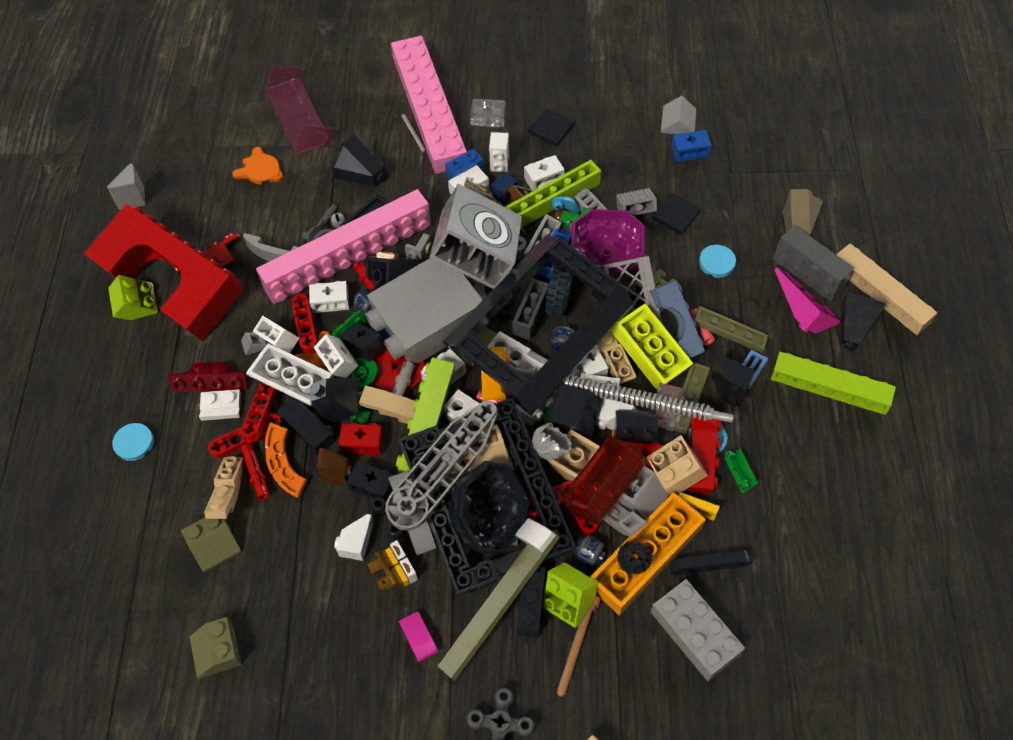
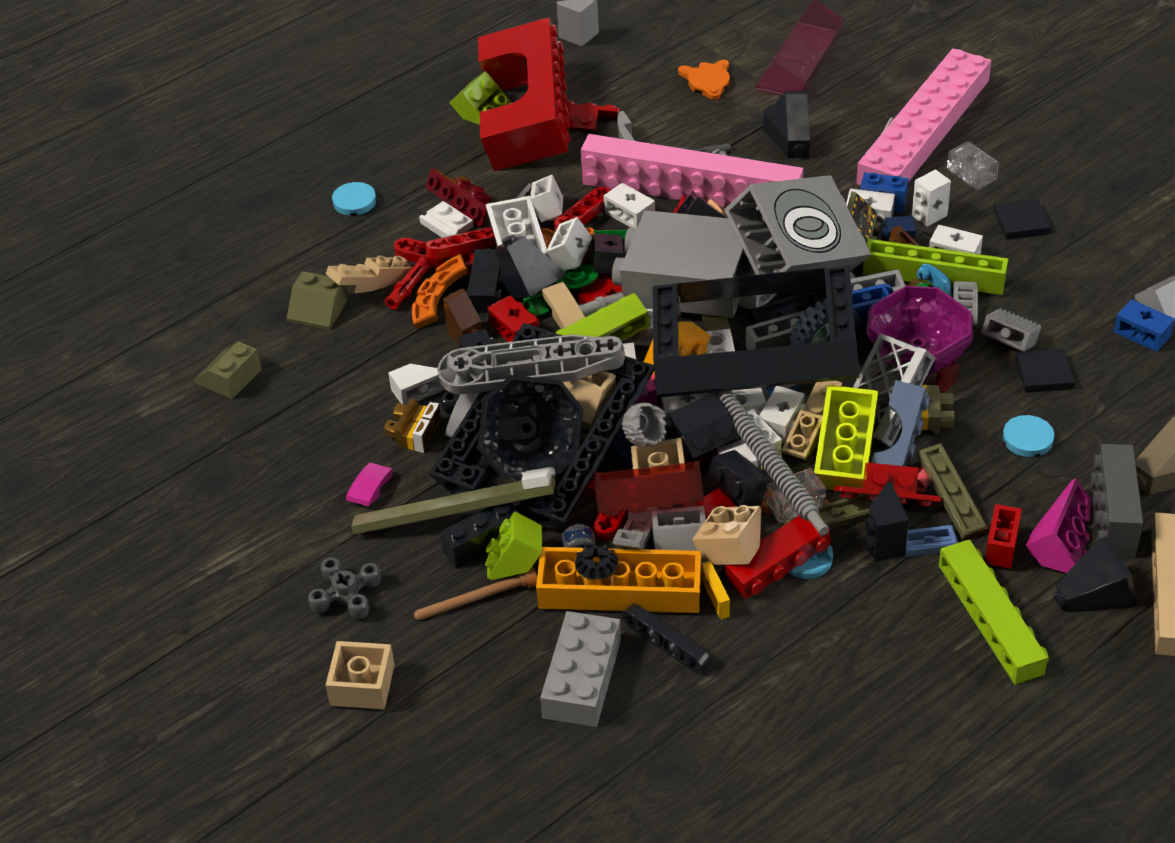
camera: 50 degrees right, 15 degrees down
(704, 356) = (877, 475): none -> red bracket
(740, 470) = (789, 605): green hinge -> none
(788, 333) = (1003, 536): none -> red brick

